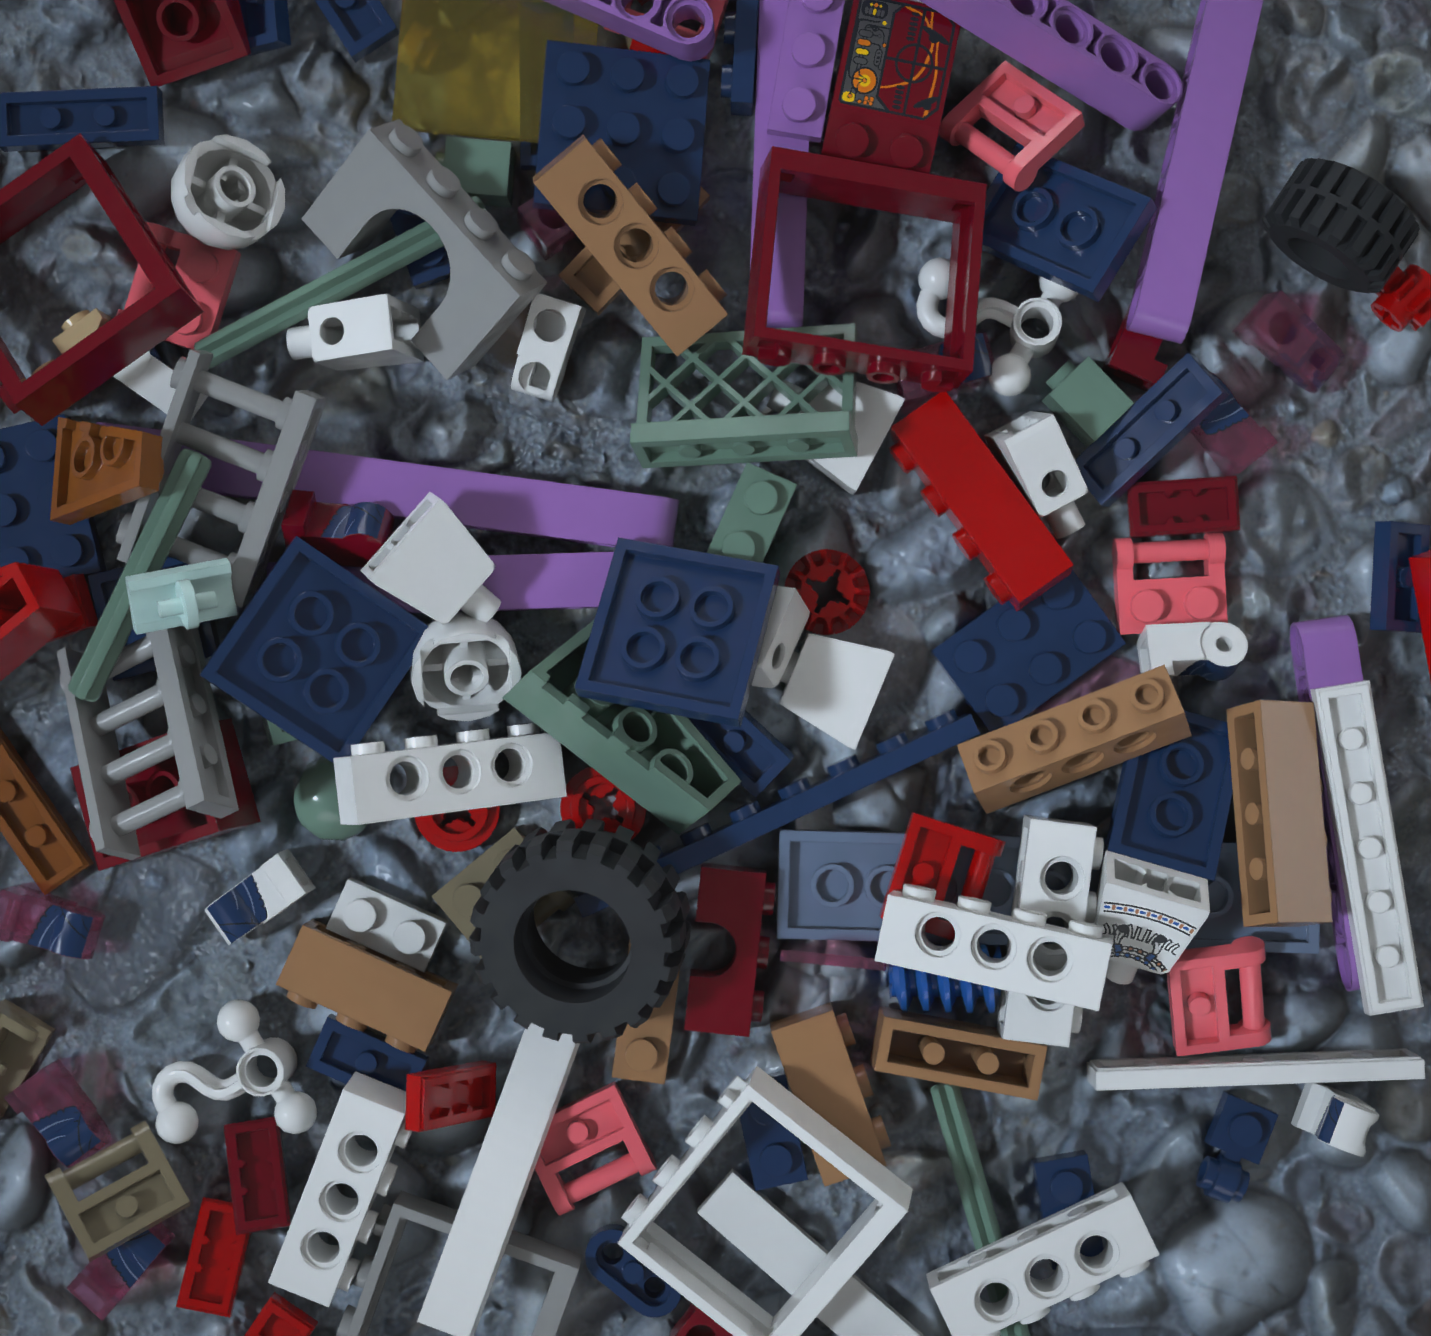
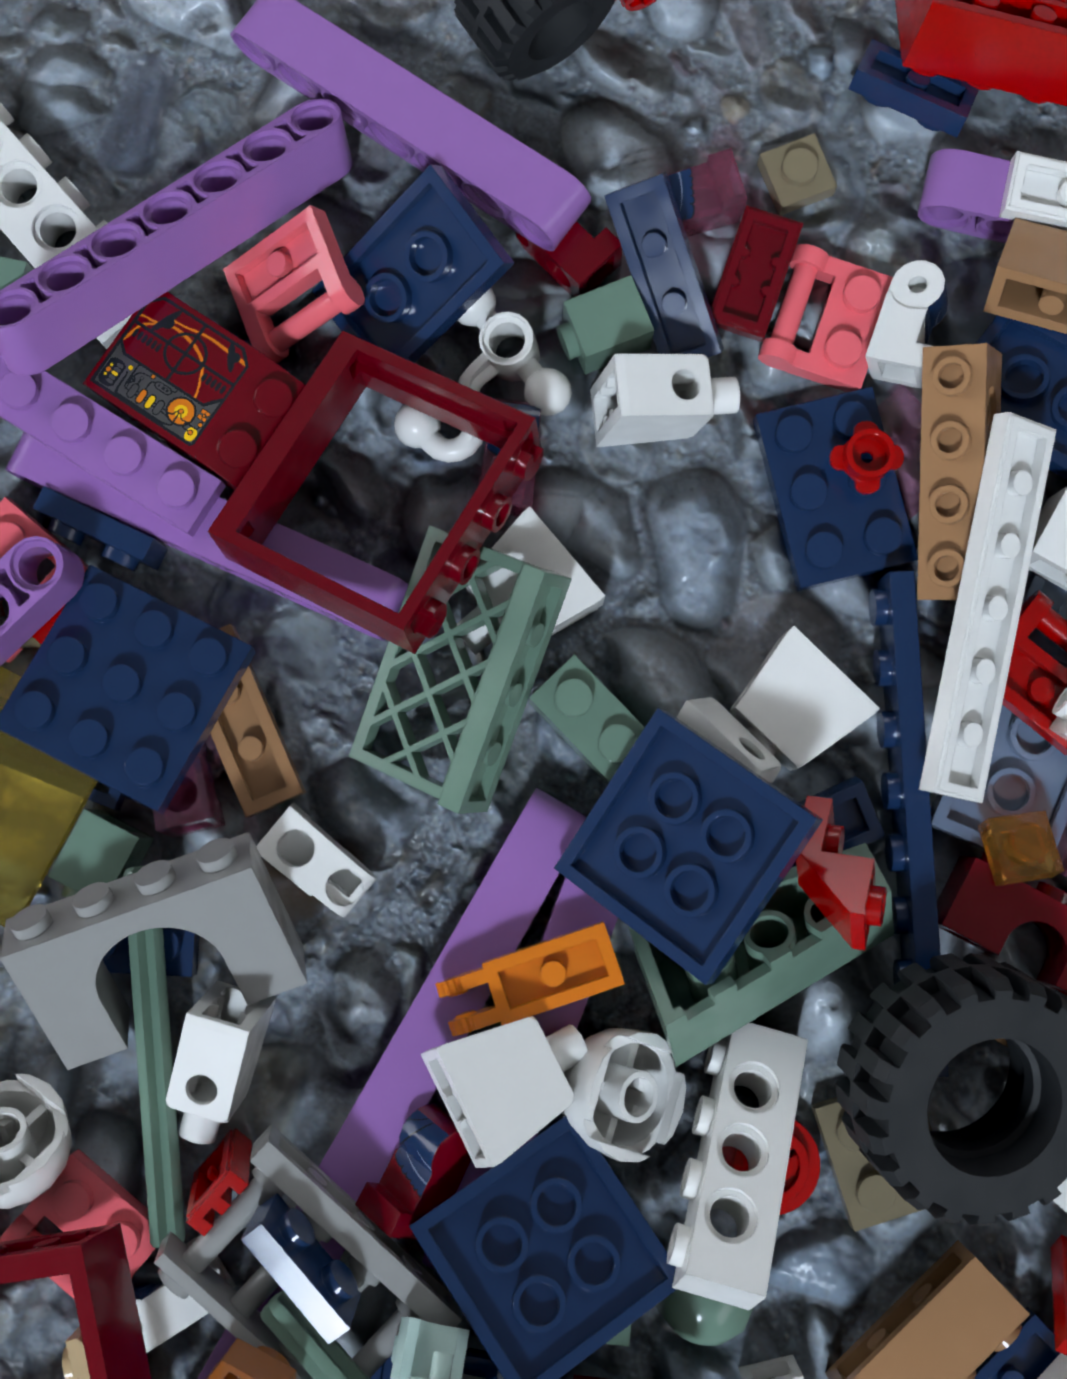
camera: 65 degrees left, 5 degrees down
(226, 479) = (304, 1270): none -> dark blue plate
(268, 373) = (213, 1187): none -> red tile
(387, 924) = (864, 1293): white plate -> none
(527, 561) = (538, 978): none -> orange hinge
(579, 809) = (822, 1030): red gear -> none
(676, 320) = (347, 710): medium nougat brick -> none
(699, 762) = (839, 882): none -> red slope
(788, 905) = (1020, 848): none -> clear orange plate
(851, 584) = (696, 642): red gear -> none
(970, 800) = (988, 608): none -> white tile
(980, 502) = (668, 473): red brick -> none
(1075, 655) = (875, 442): none -> red plate
(1286, 509) = (796, 174): none -> dark tan plate
(1290, 341) = (628, 100): clear pink leg -> none

